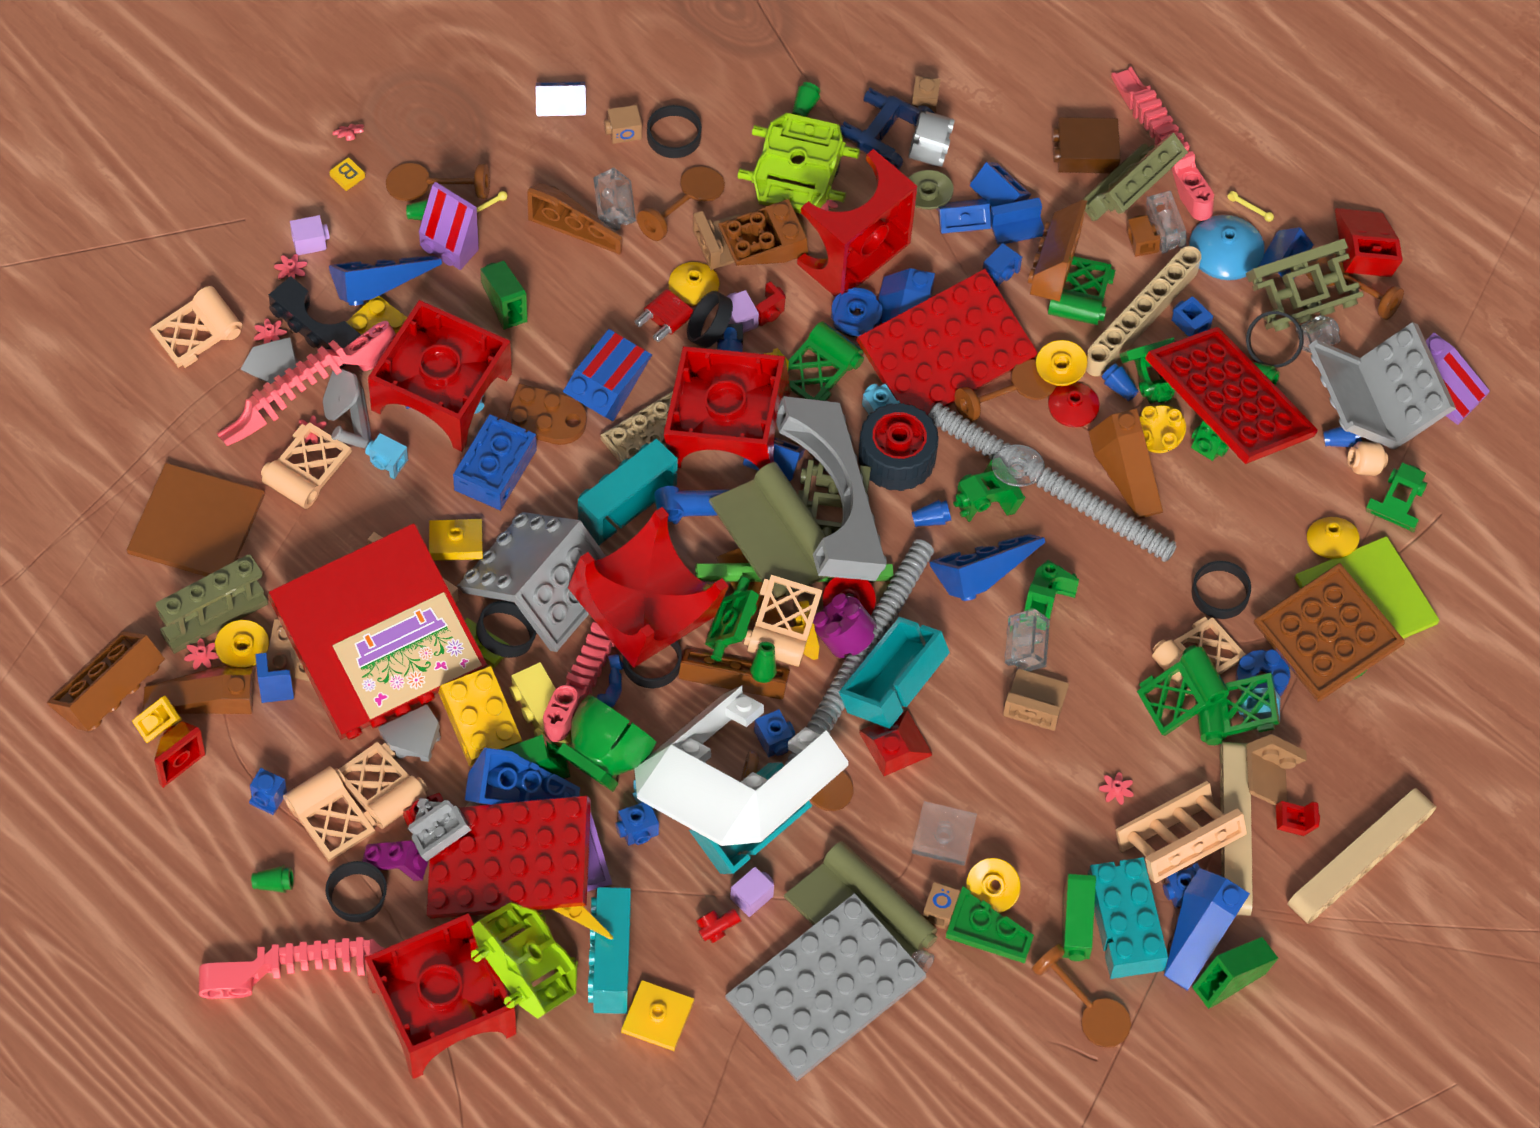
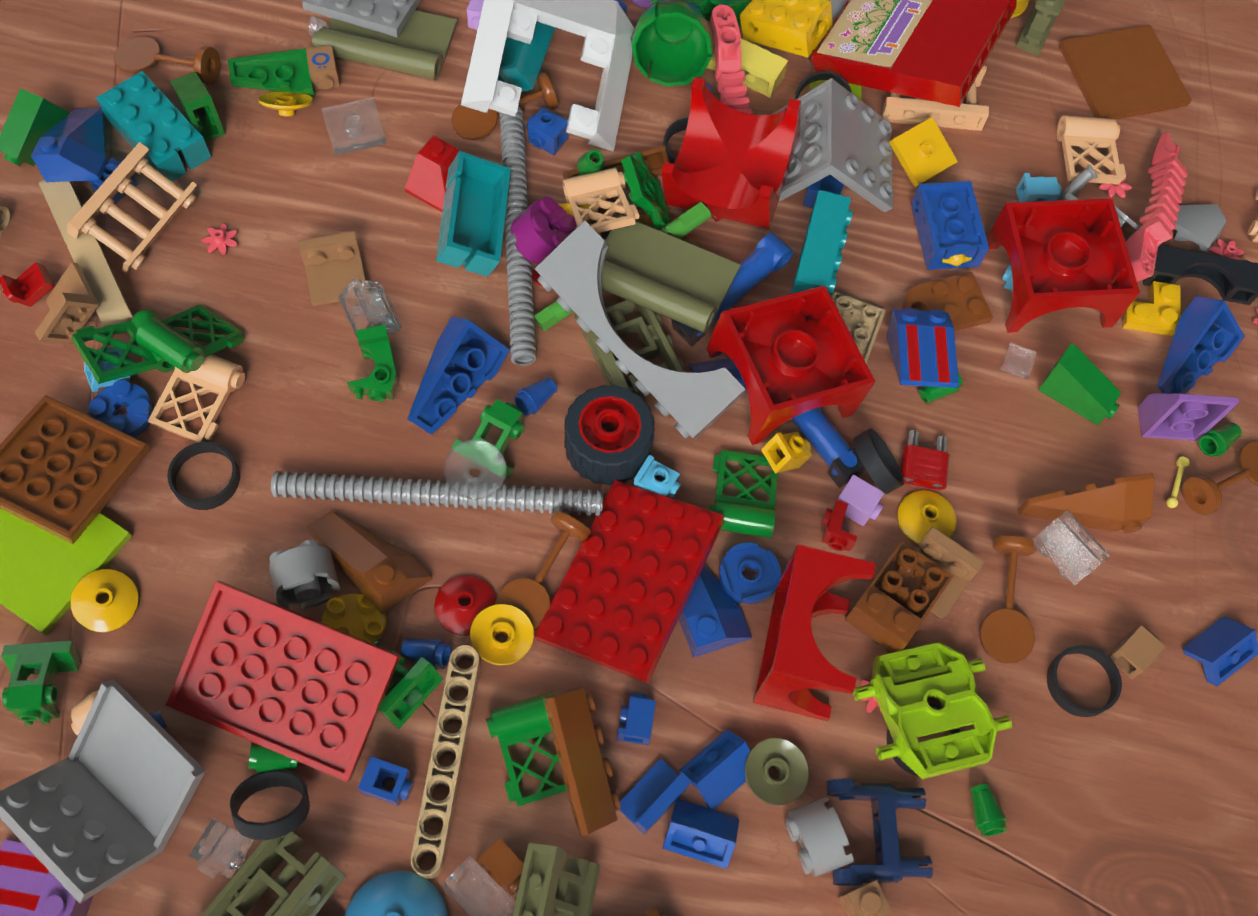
camera: 145 degrees right, 5 degrees up
(526, 345) = (1018, 360): none -> clear tile
(1182, 465) = (303, 575): none -> light grey brick

